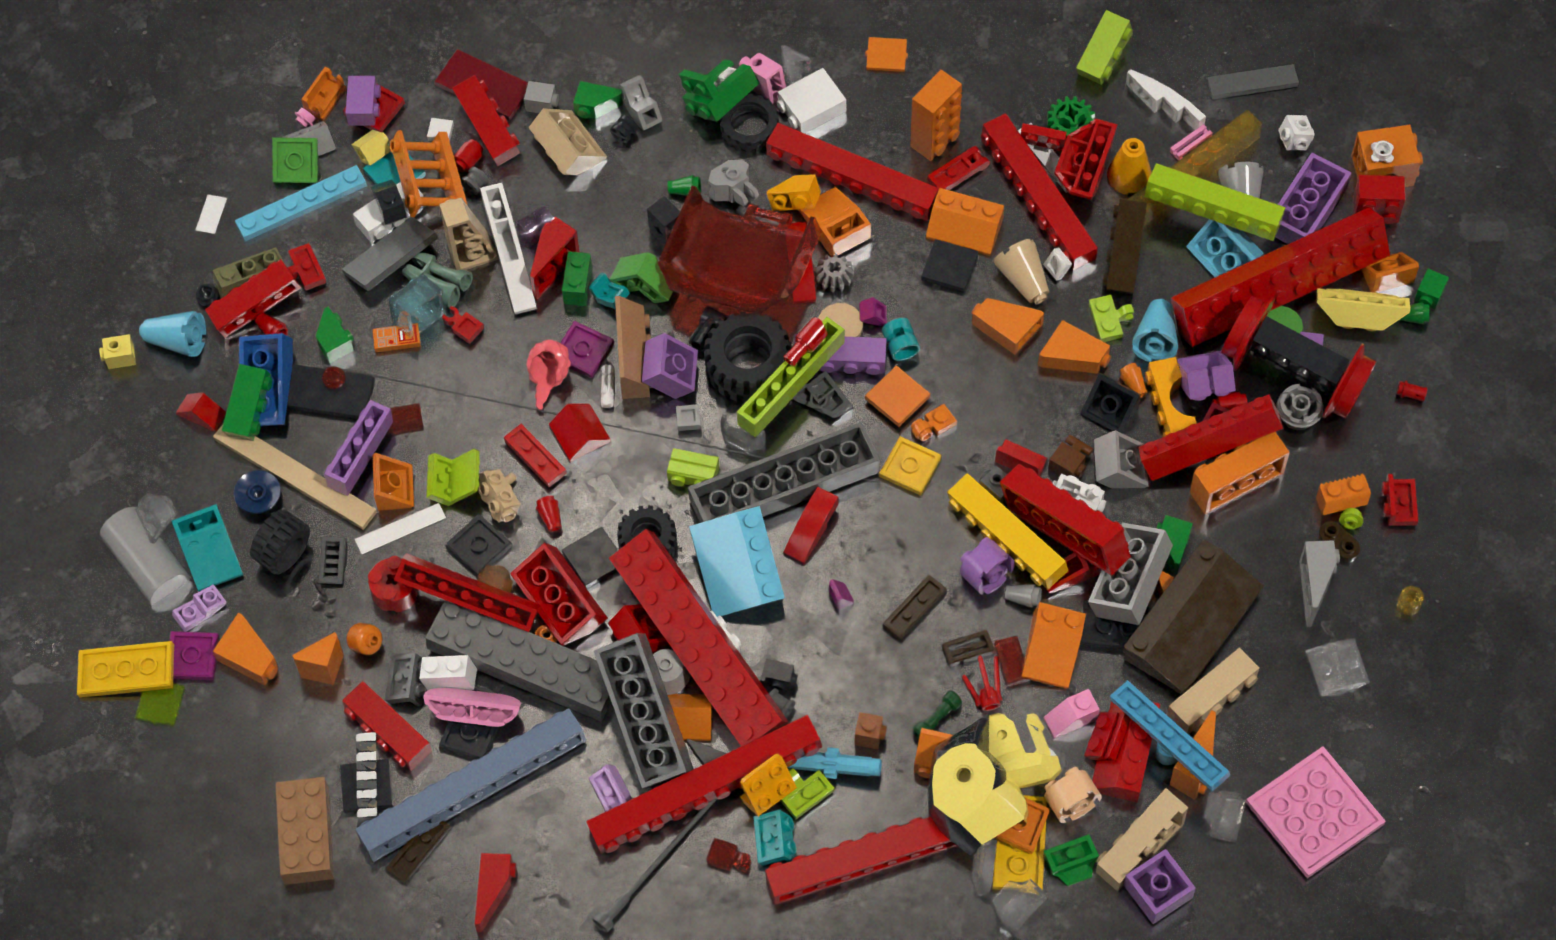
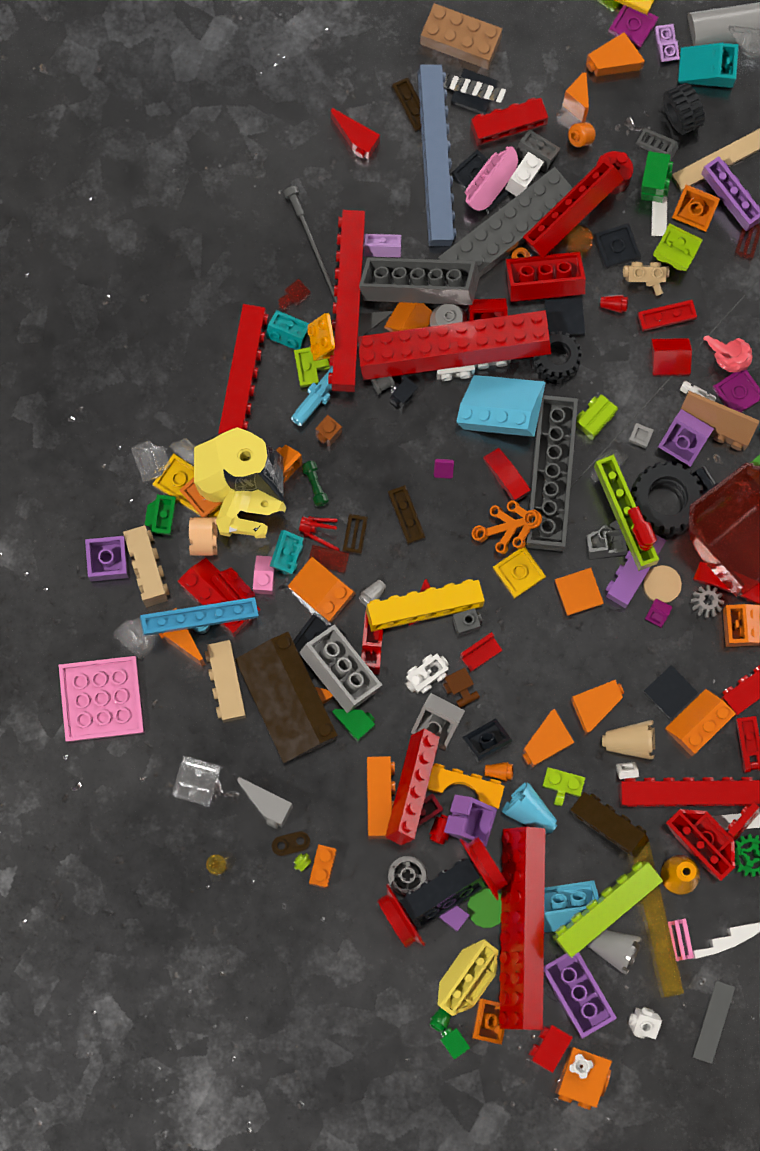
camera: 115 degrees right, 15 degrees up
(252, 484) = (740, 109): dark blue dish -> none
(379, 533) = (656, 177): none -> green piece
(869, 488) = (510, 526): none -> orange plant
(900, 339) = (616, 617): teal wheel -> none
(937, 420) = (543, 612): orange plate -> none
(986, 566) = (405, 574): medium lavender brick -> none
(1035, 698) = (287, 552): none -> teal bracket
(1065, 519) = (404, 642): red brick -> none
(1401, 501) = (295, 907): red bracket -> none
(1411, 391) = (380, 972): red pin -> none

